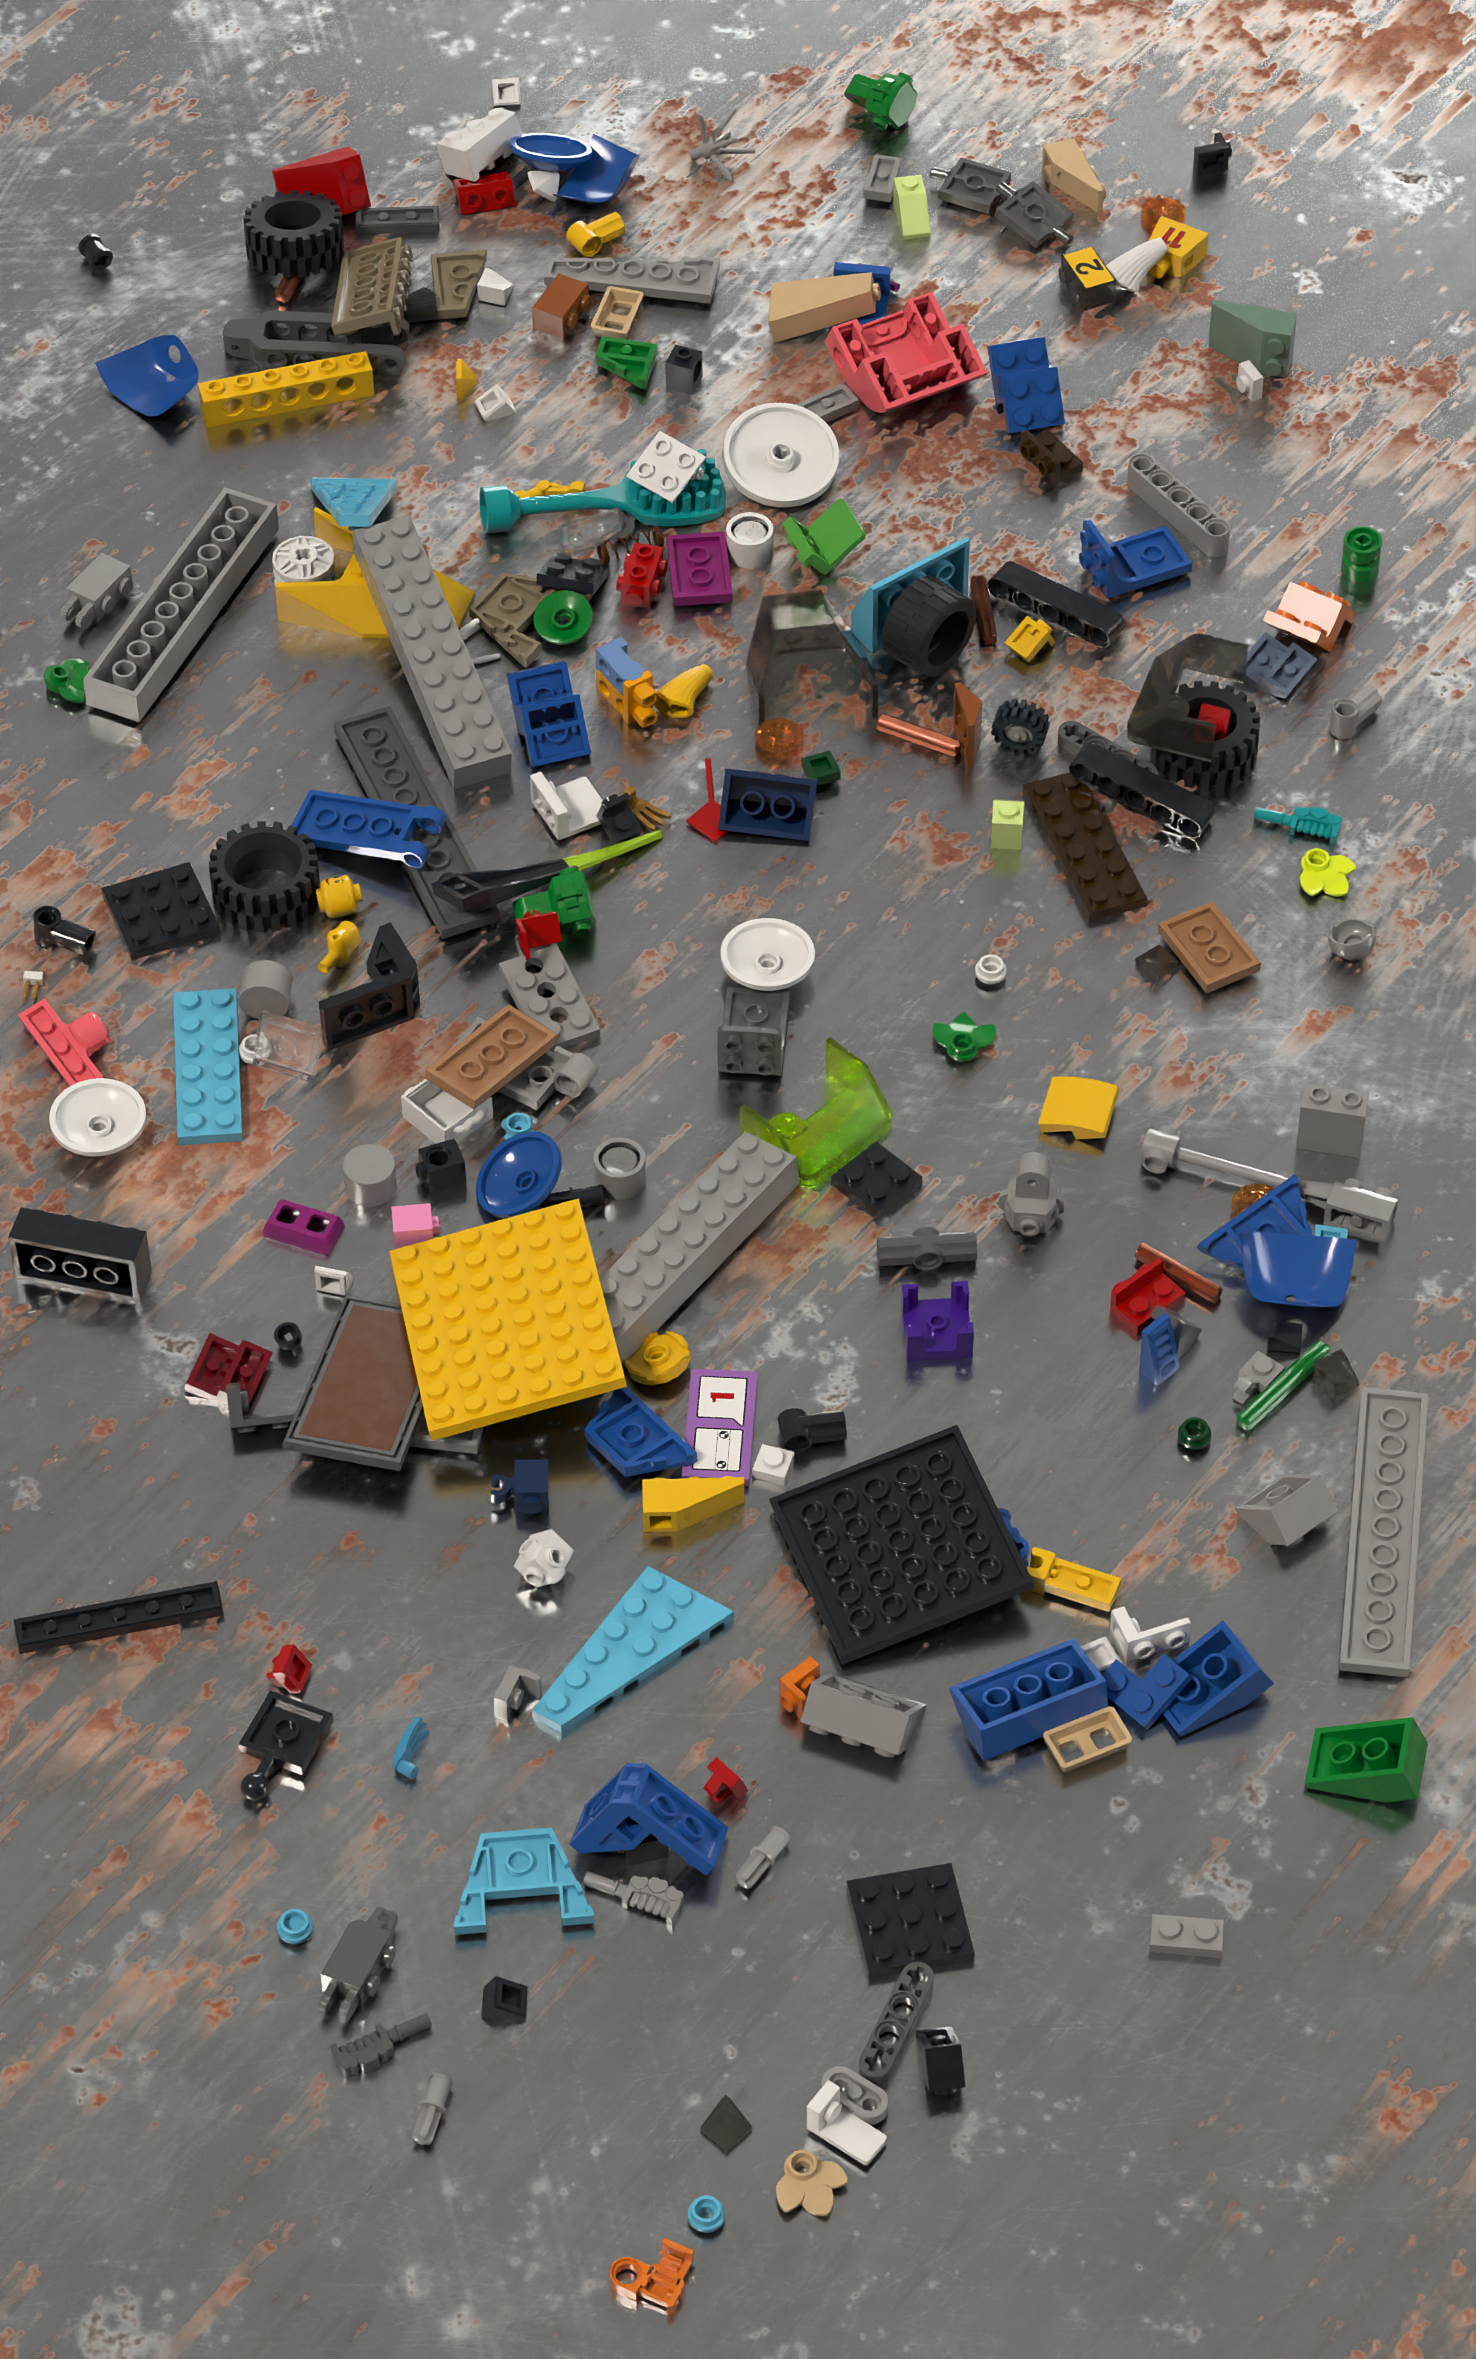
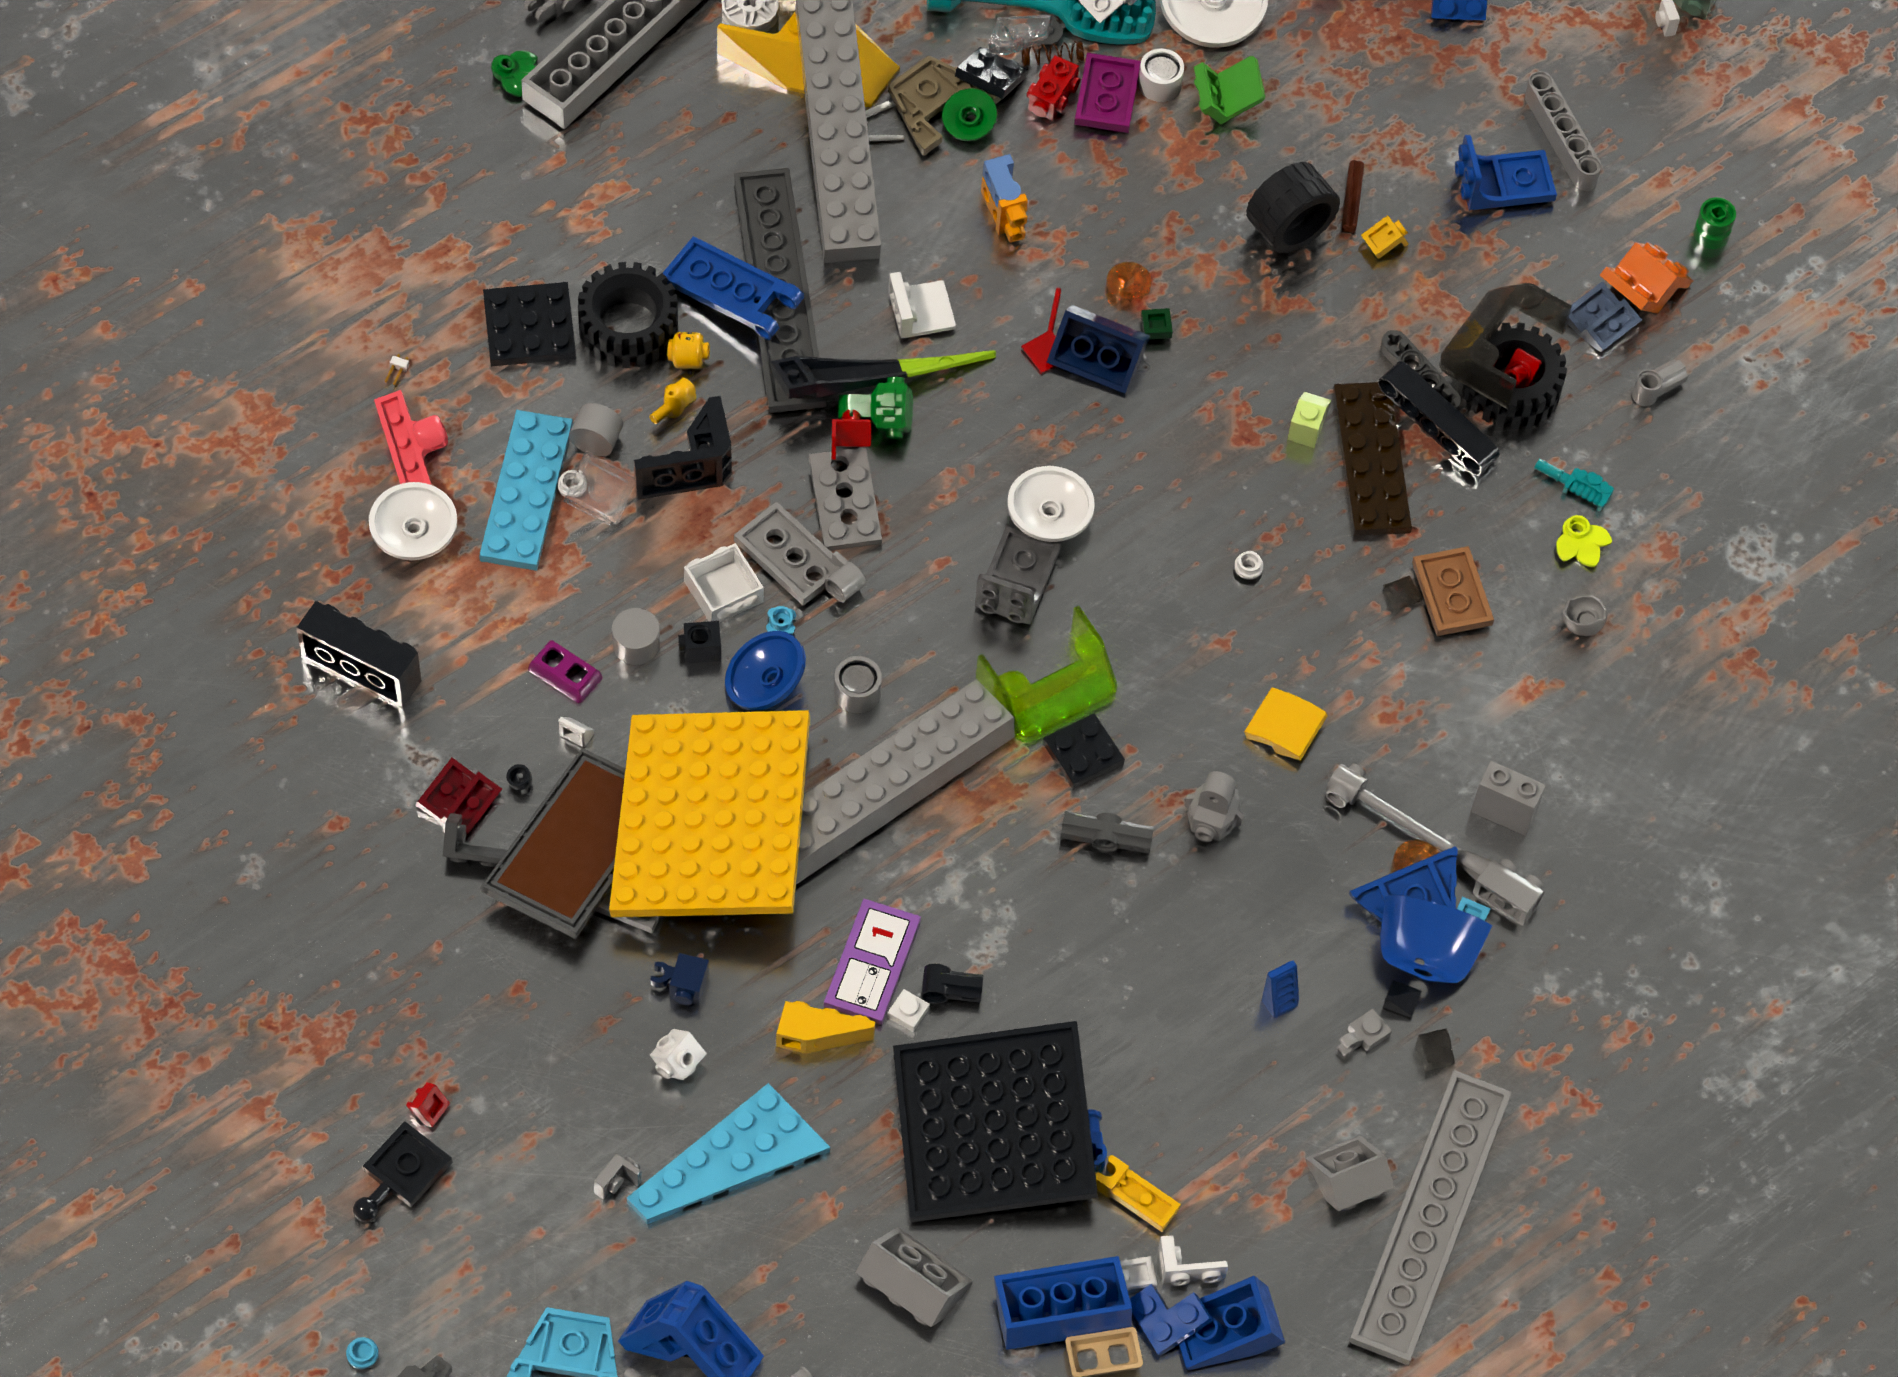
camera: 10 degrees right, 10 degrees up
(53, 930) = (436, 326): black piece -> none
(118, 1617) = (296, 1013): black tile -> none
(407, 1746) = (508, 1205): dark azure piece -> none
(413, 1224) = (659, 696): bright pink brick -> none
(491, 1056) = (773, 548): medium nougat plate -> none
(548, 713) = (926, 211): blue bracket -> none
(587, 1197) = (809, 702): black axle -> none
(618, 819) = (959, 332): black bracket -> none
(636, 1437) = (794, 954): blue wing -> none
(645, 811) = (983, 321): pearl gold piece -> none
(659, 1359) = (838, 881): yellow plate -> none
(678, 696) = (1050, 218): yellow piece -> none
(723, 1782) = (771, 1312): red tile -> none
(796, 1685) = (863, 1234): orange bracket -> none
(798, 625) = (1182, 175): clear smoke windscreen -> none
(870, 613) = (1325, 155): medium azure slope -> none
(918, 735) = (1255, 310): axle -> none
(937, 1326) = (1093, 910): dark purple panel -> none
(963, 1037) = (1204, 624): green plate -> none
(967, 722) = (1301, 312): dark orange slope -> none
(1020, 726) = (1348, 327): black wheel -> none
(1050, 456) = (1461, 51): dark brown bracket -> none
(1056, 604) = (1420, 207): black beam -> none
(1137, 1296) = (1288, 929): red bracket -> none
(1180, 1273) = (1325, 912): copper axle -> none
(1184, 1330) = (1309, 966): dark grey tile -> none
(1197, 1427) = (1294, 1069): dark green plate -> none
(1282, 1386) = (1384, 1048): green axle -> none

